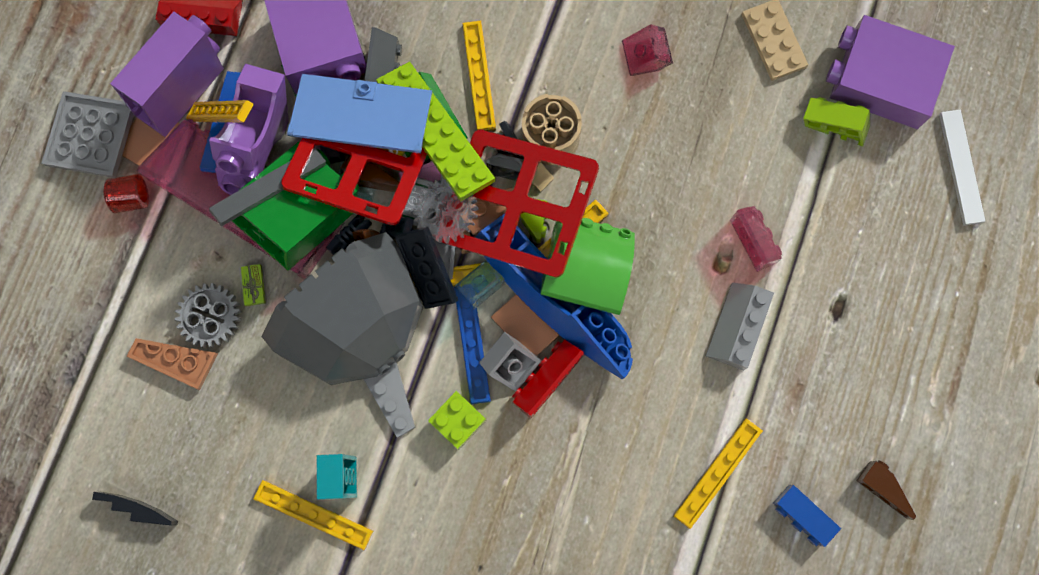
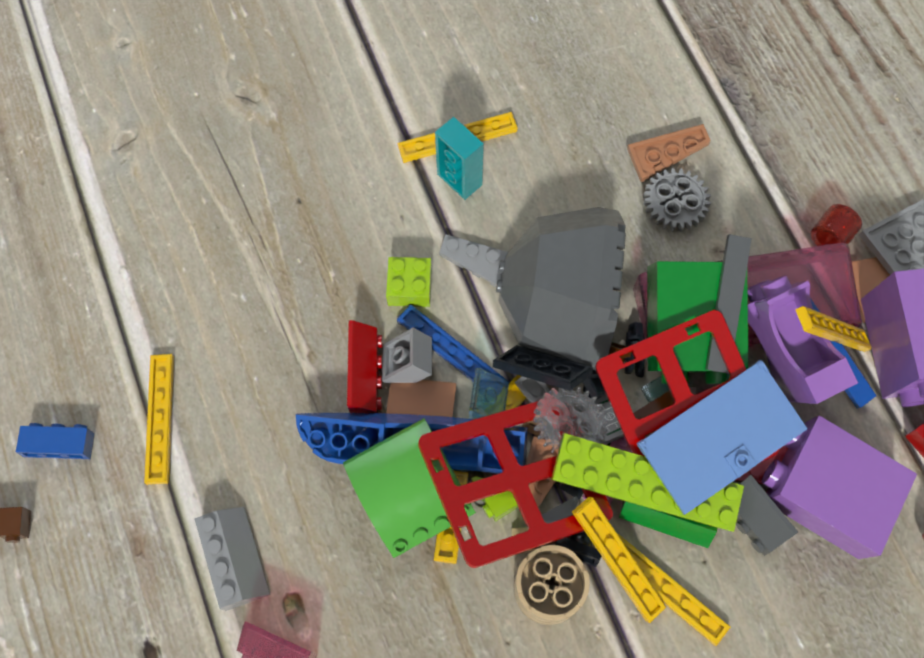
camera: 135 degrees right, 10 degrees down
(139, 510) = (582, 43): black slope -> none
(253, 285) = (666, 248): lime tile -> none
(495, 107) = (619, 559): none -> yellow tile

